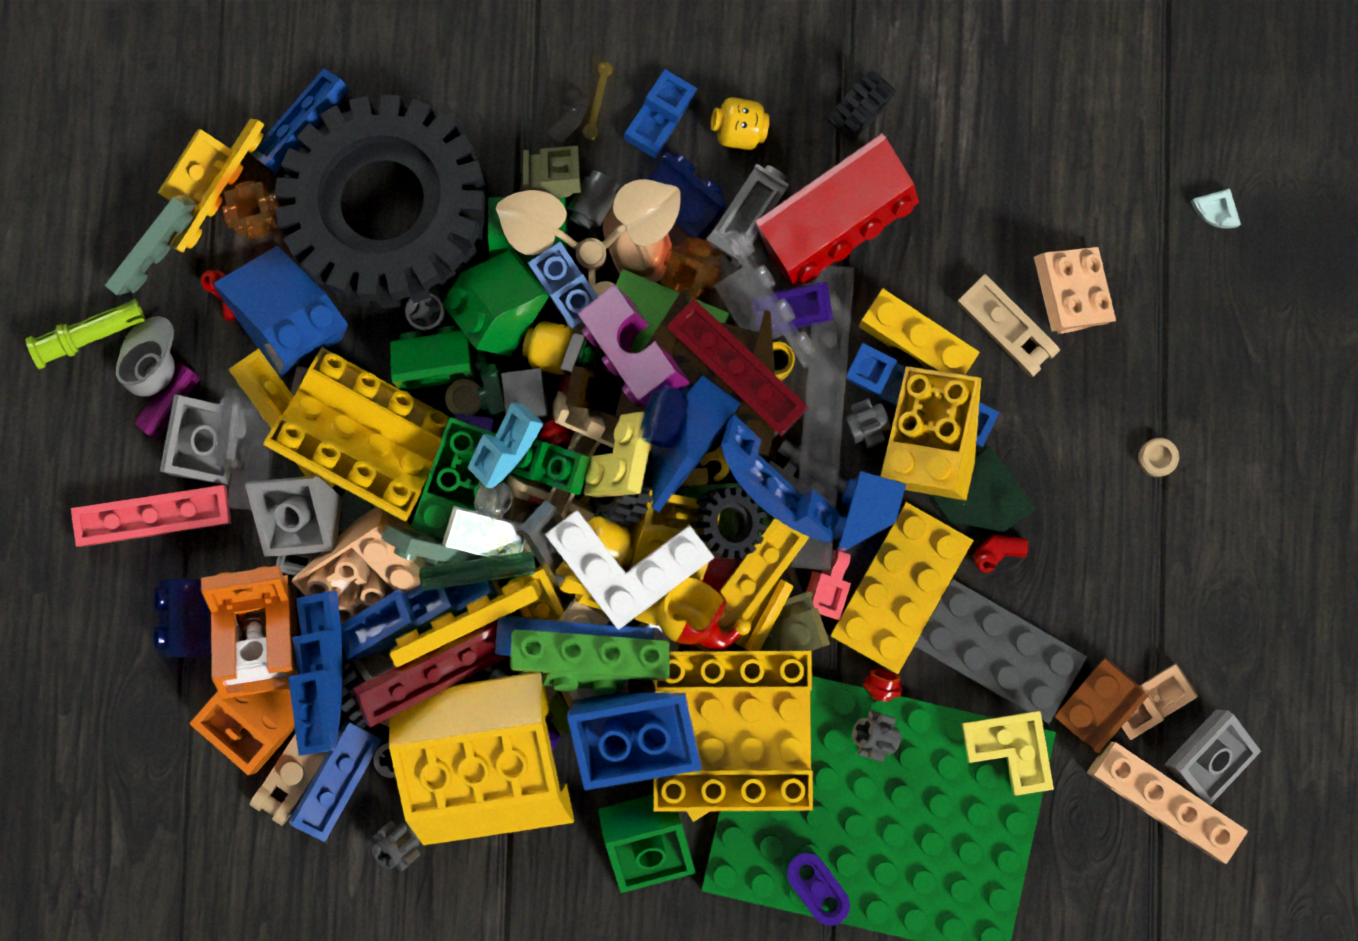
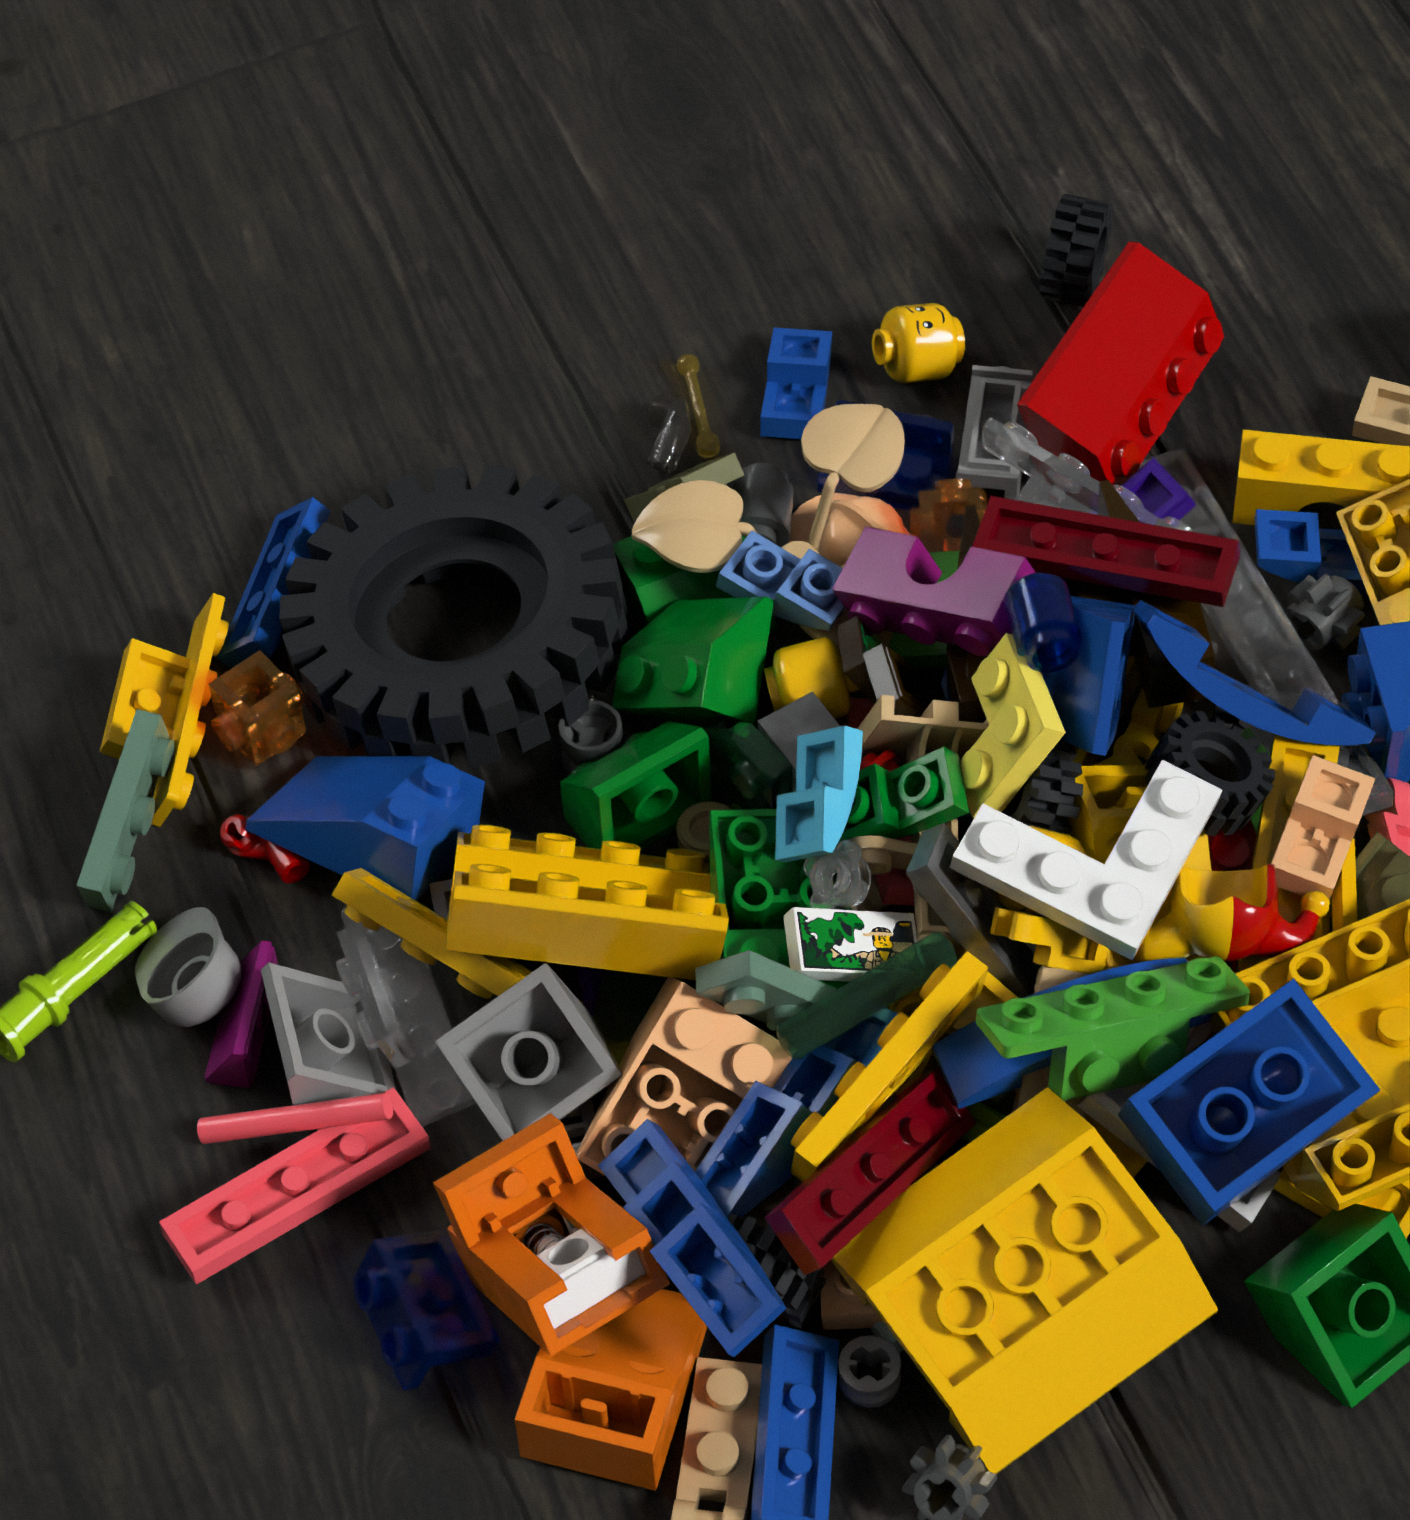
camera: 25 degrees left, 30 degrees down
(164, 480) = (295, 1118): none -> coral bar
(769, 584) = (1321, 827): none -> light nougat slope

